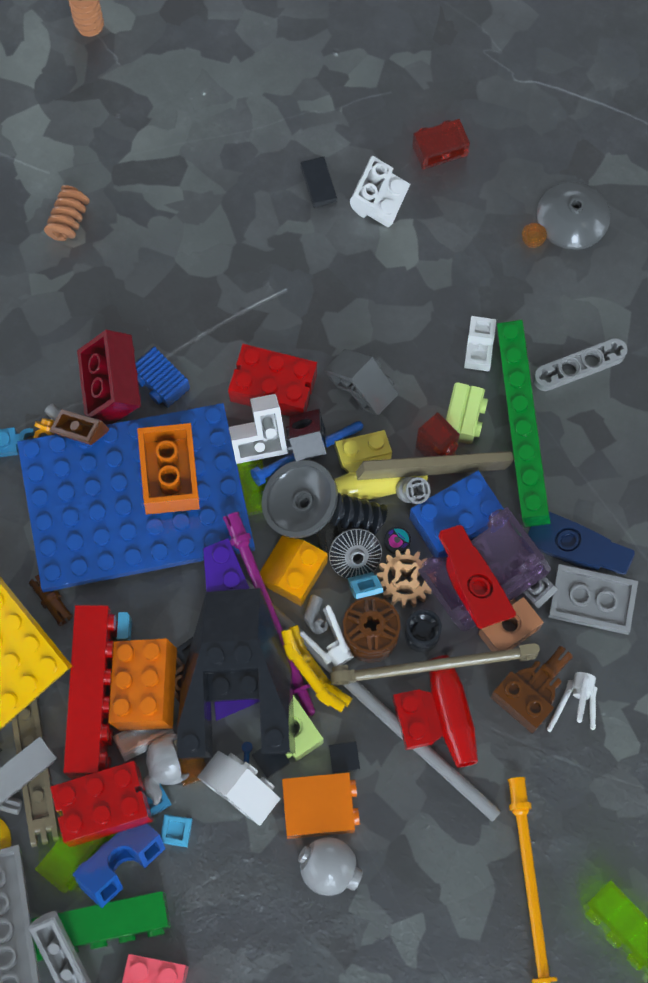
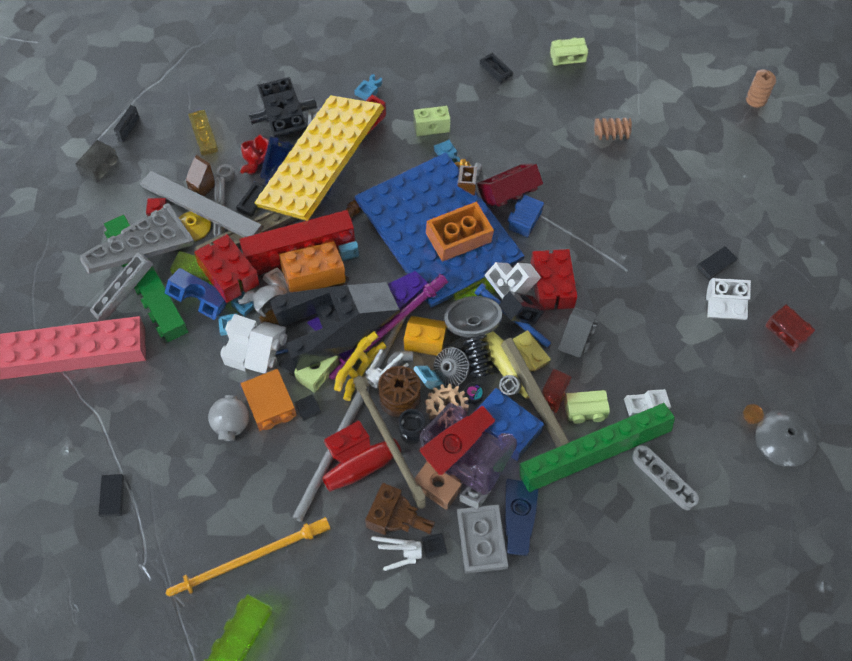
camera: 70 degrees right, 10 degrees down
(225, 822) = (238, 332): none -> white brick
(583, 658) = (434, 546): none -> black tile

